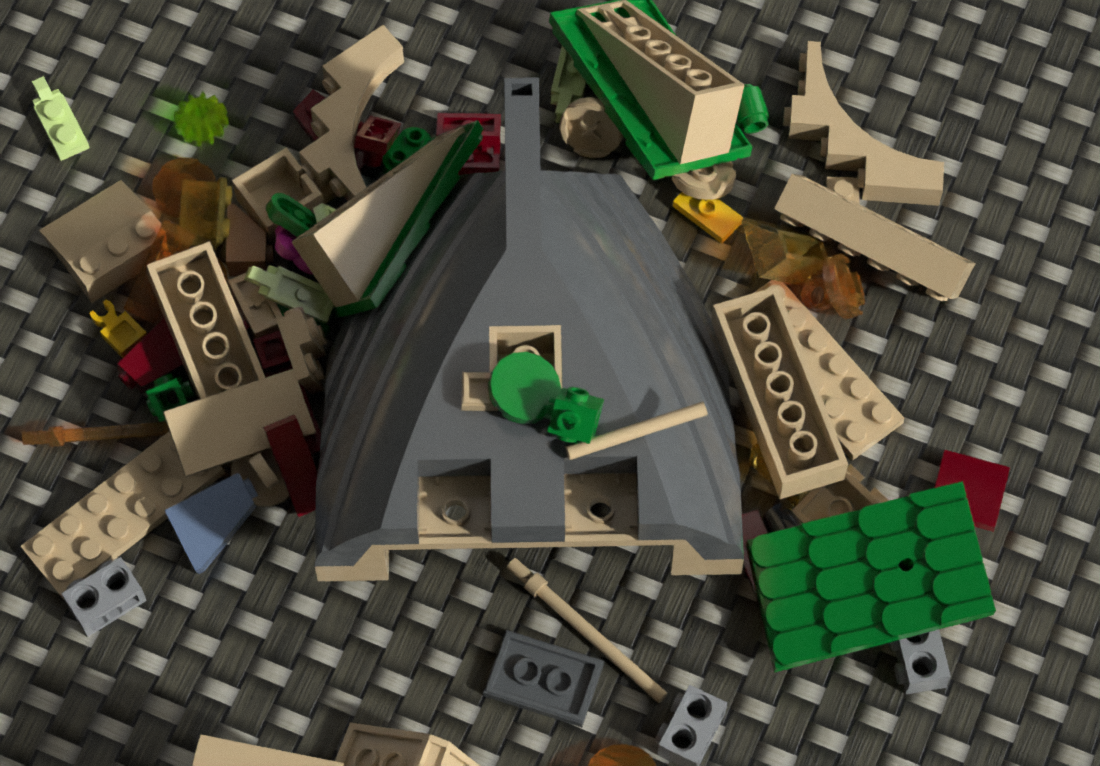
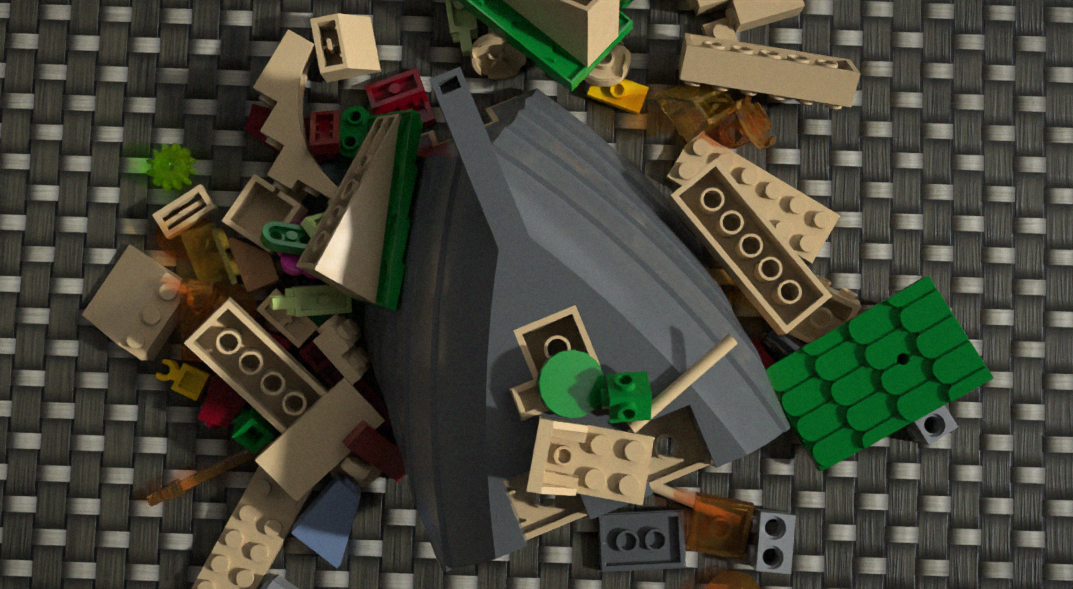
camera: 20 degrees left, 20 degrees up
(58, 121) = (53, 211): yellowish green hinge -> none
(195, 170) = (179, 202): none -> tan tile
(434, 66) = (345, 46): none -> tan slope
(495, 455) = (589, 461): none -> tan bracket
(638, 691) = (719, 525): none -> clear orange tile
(982, 482) = (911, 256): dark red slope -> none

